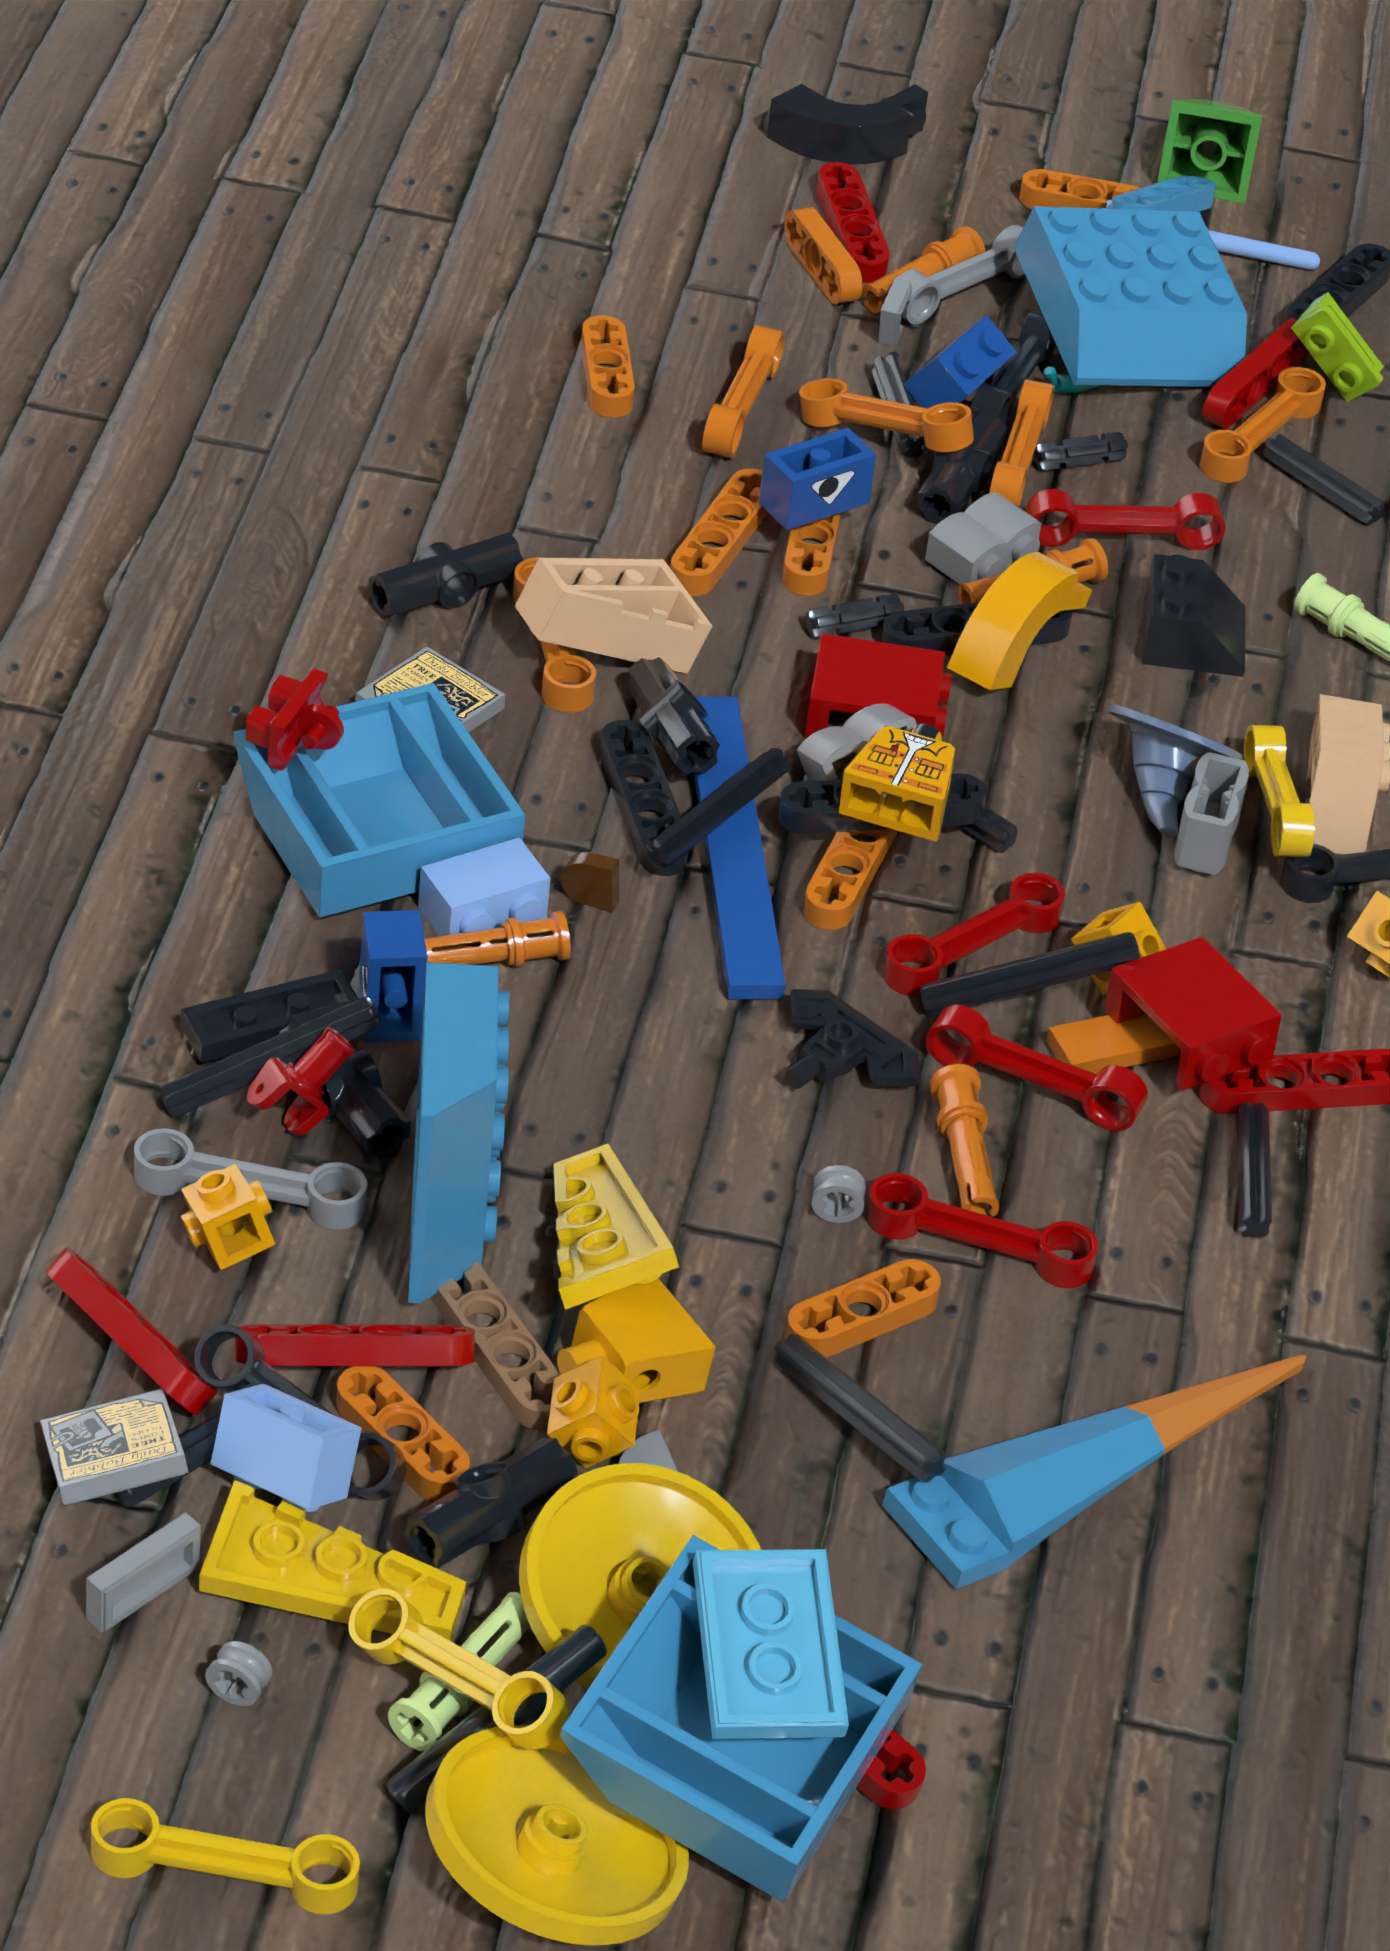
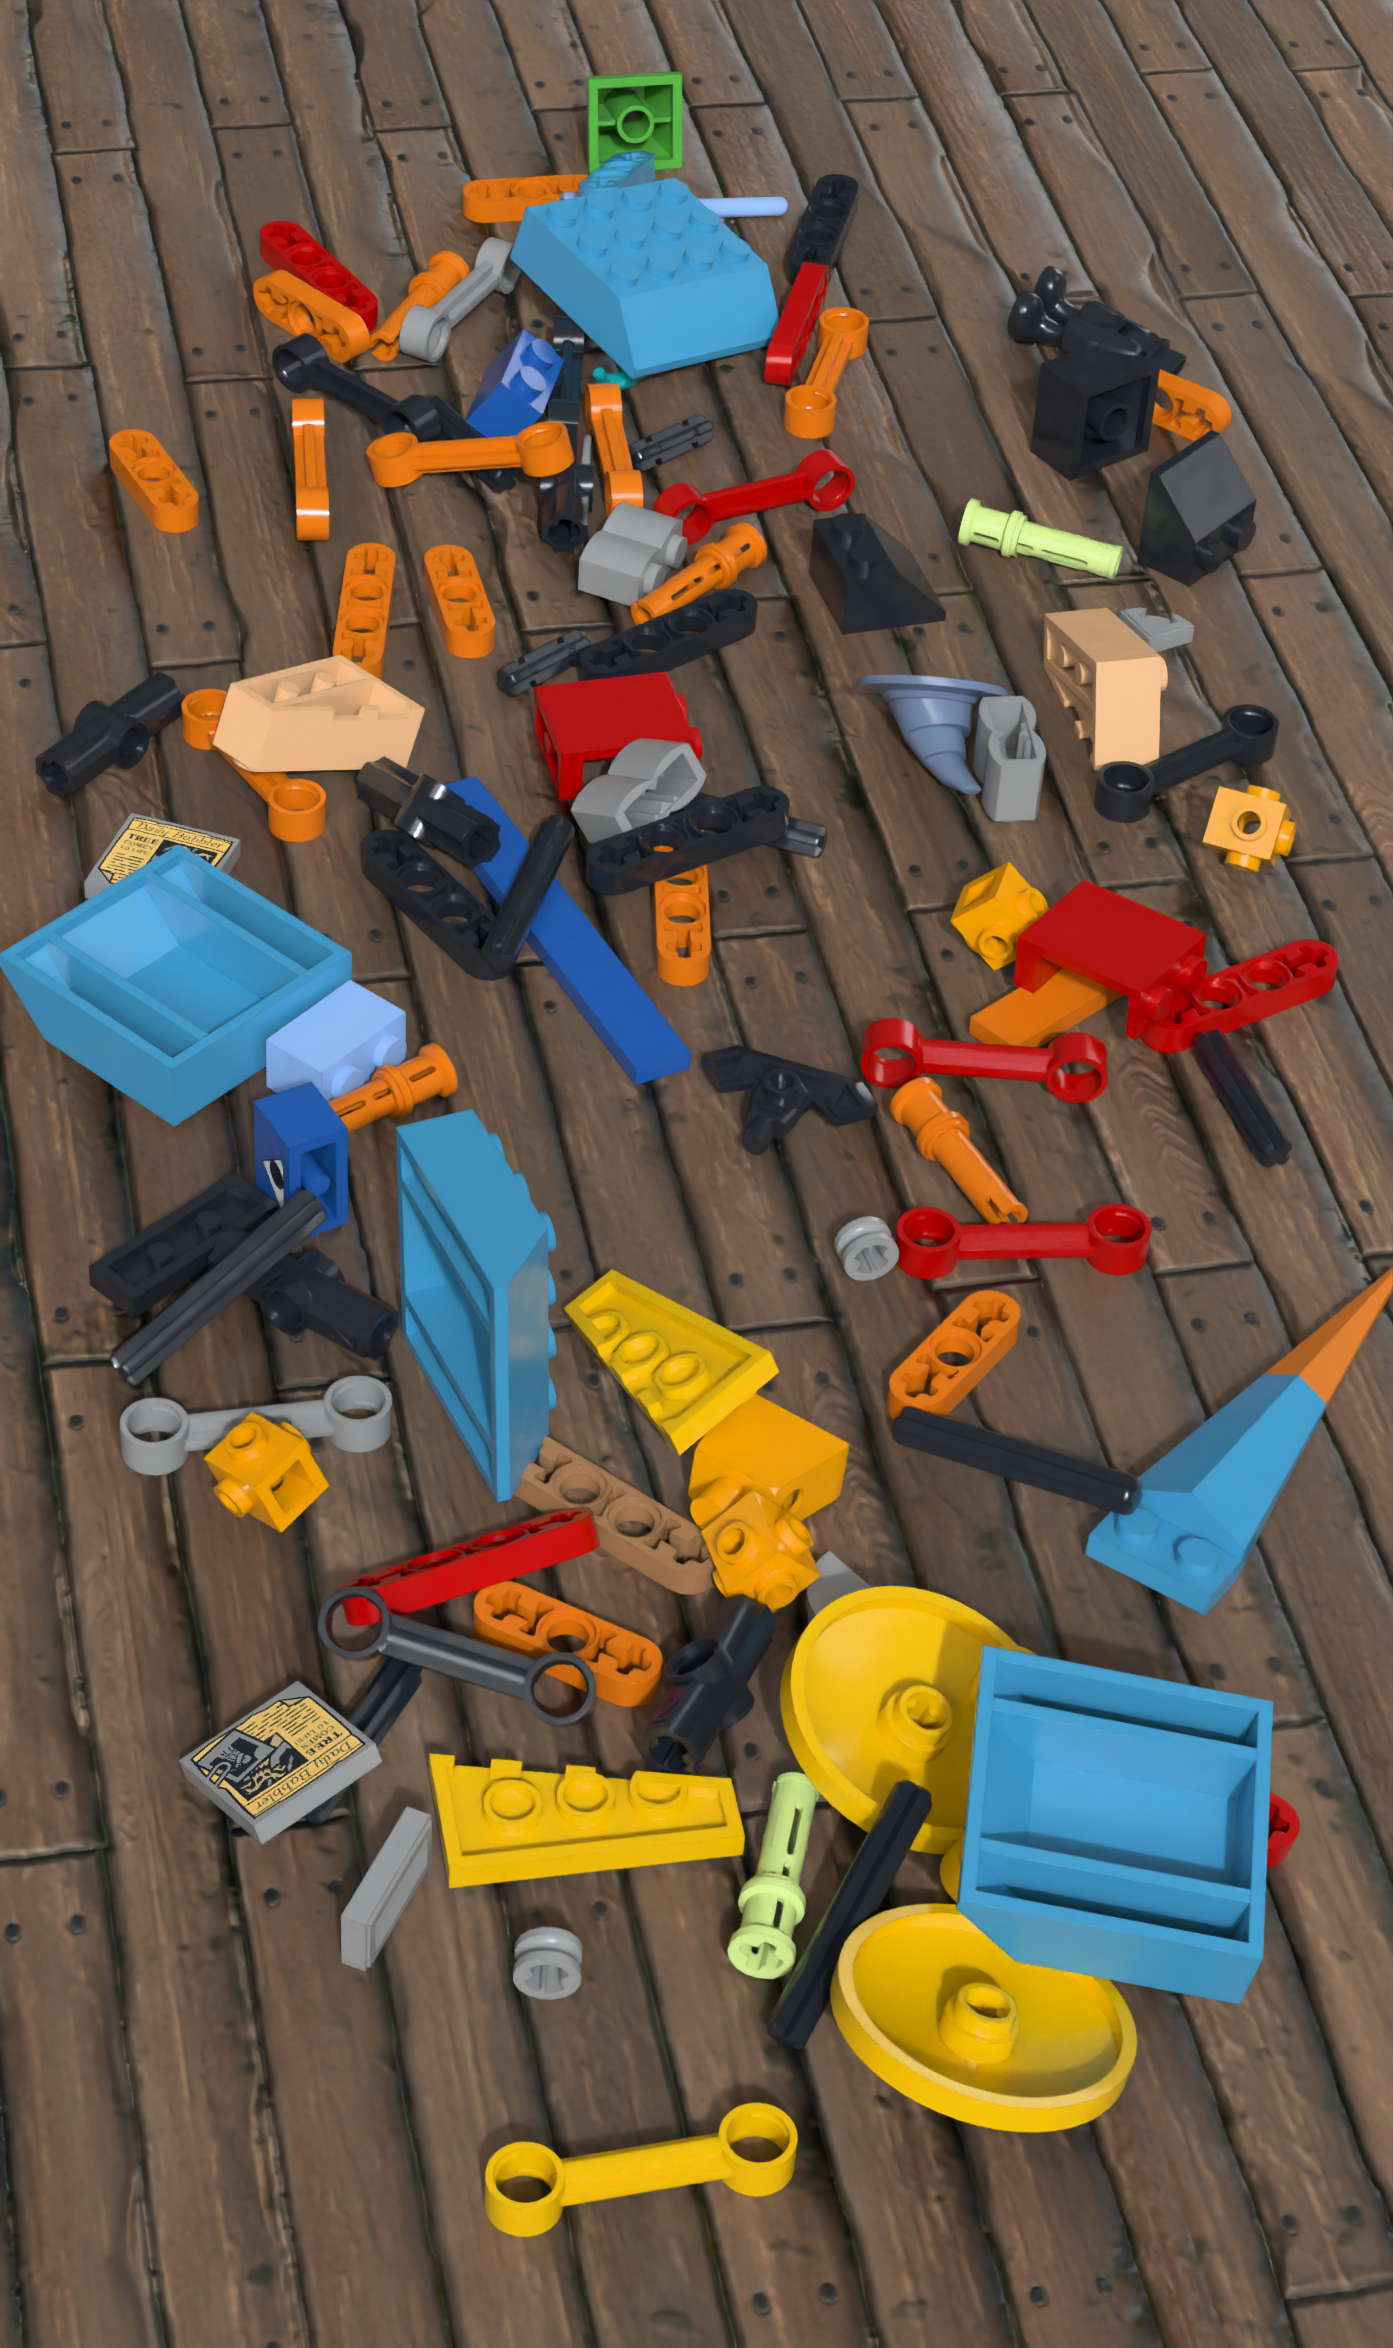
camera: 20 degrees left, 0 degrees up
(131, 1331) = (227, 1629): red beam -> none
(285, 1447) = (470, 1699): light blue brick -> none
(294, 719) = (62, 918): red hips -> none
(304, 1078) = (267, 1305): red piece -> none
(458, 1668) = (791, 1873): yellow piece -> none
(592, 880) = (438, 1003): reddish brown tile -> none
(769, 1644) = (1121, 1734): medium azure tile -> none
(790, 298) = (305, 364): none -> black piece
(817, 478) = (447, 533): blue brick -> none
(846, 132) = (260, 191): black arch -> none
(891, 311) = (417, 352): light grey tile -> none
(900, 781) = (713, 810): light orange torso -> none
(974, 933) = (842, 946): red piece -> none
(1012, 616) = (714, 621): light orange arch -> none
(1030, 973) = (931, 968): black axle -> none
(1291, 821) = (1096, 748): yellow piece -> none
(1323, 479) = (913, 410): black axle -> none
(1338, 348) = (865, 279): lime bracket -> none

